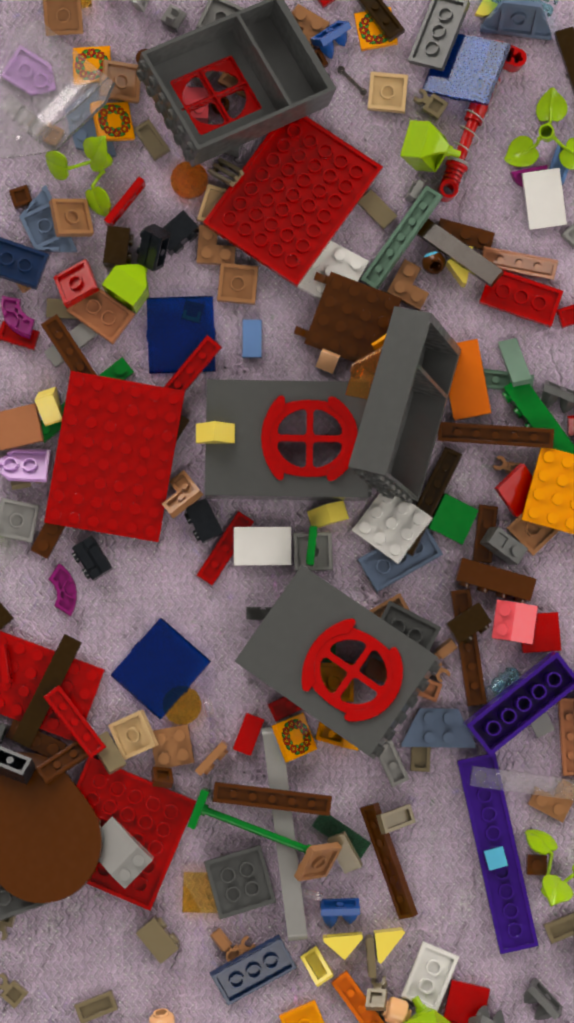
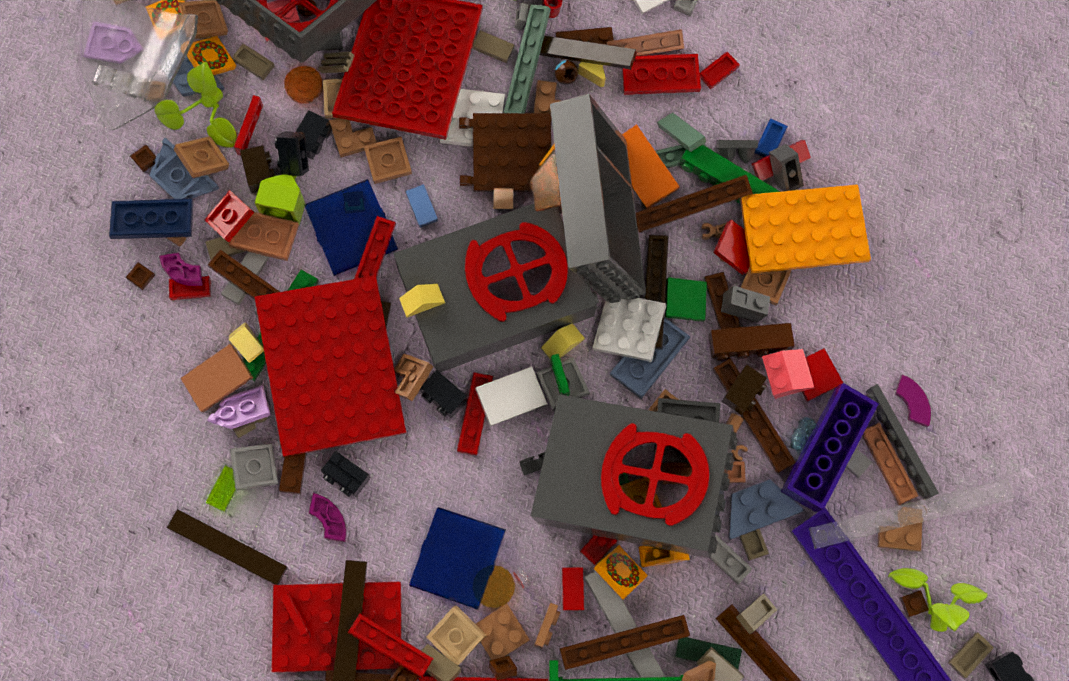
camera: 20 degrees left, 10 degrees down
(495, 858) = (872, 612): medium azure tile -> none

